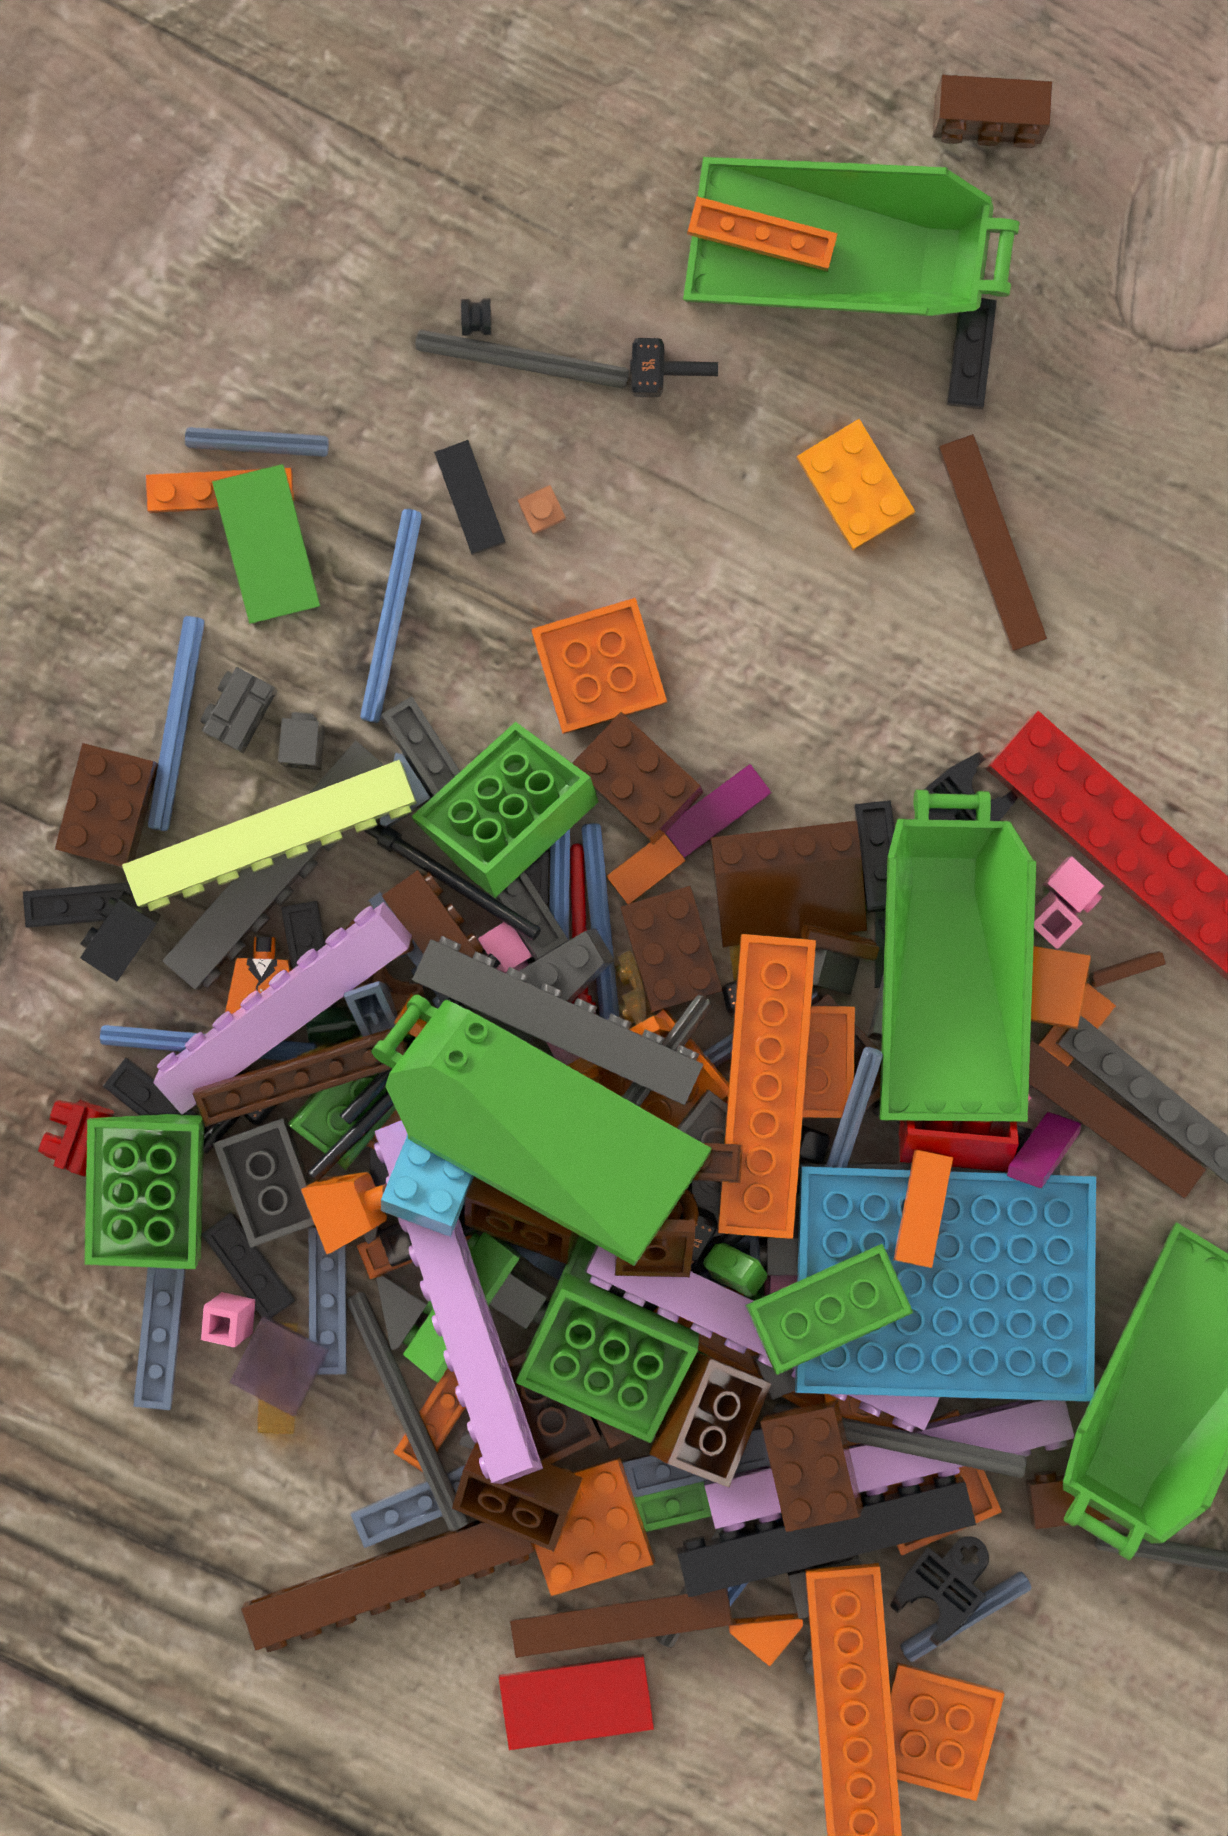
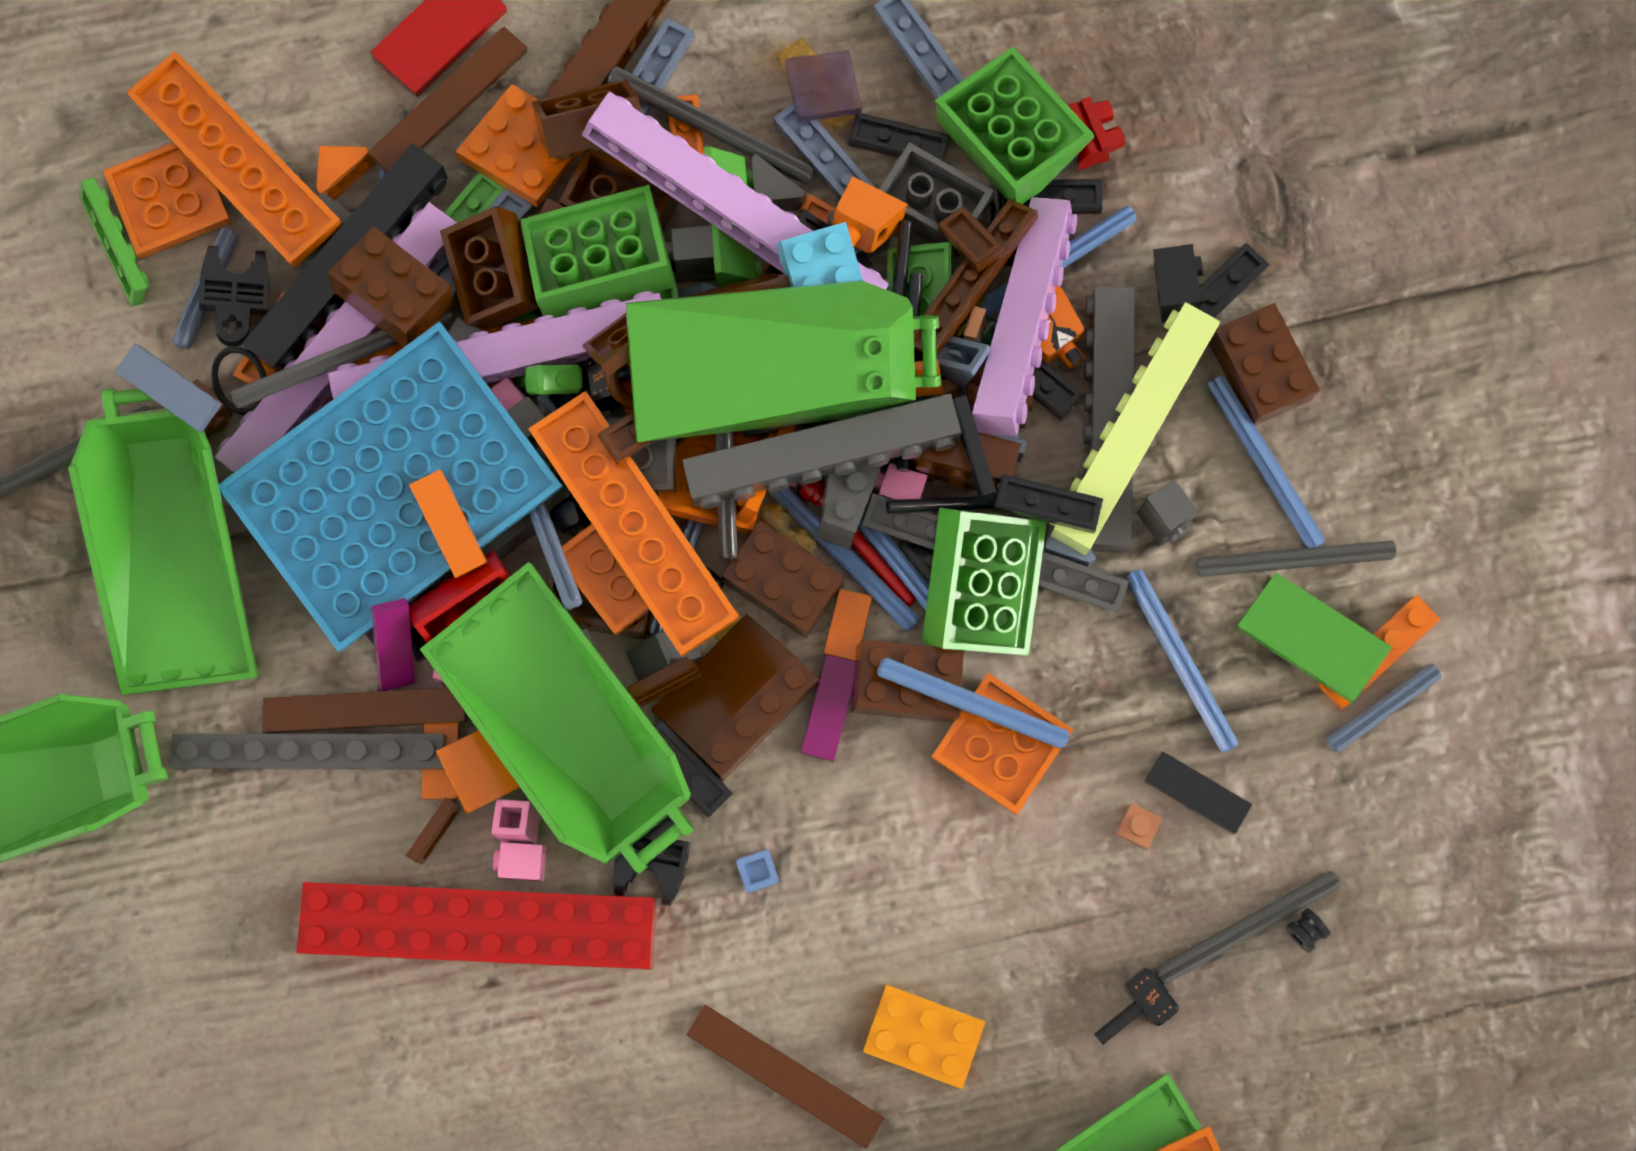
camera: 140 degrees right, 10 degrees down
(221, 622) = (1295, 558): none -> dark grey axle
(228, 1319) = (884, 89): bright pink brick -> none
(238, 709) = (1231, 504): dark grey brick -> none
(273, 1112) = (970, 239): none -> reddish brown tile
(333, 1030) = (976, 325): none -> nougat tile
(403, 824) = (1048, 503): none -> black tile
(429, 919) = (974, 451): none -> black tile
(601, 712) = (973, 703): none -> medium blue axle
(829, 1309) = (461, 397): bright green tile -> none
(885, 723) = (757, 871): none -> medium blue plate
(975, 1507) = (215, 380): none -> black tyre
(1012, 1737) = (110, 235): none -> bright green plate
(1074, 1512) = (168, 387): none -> sand blue tile

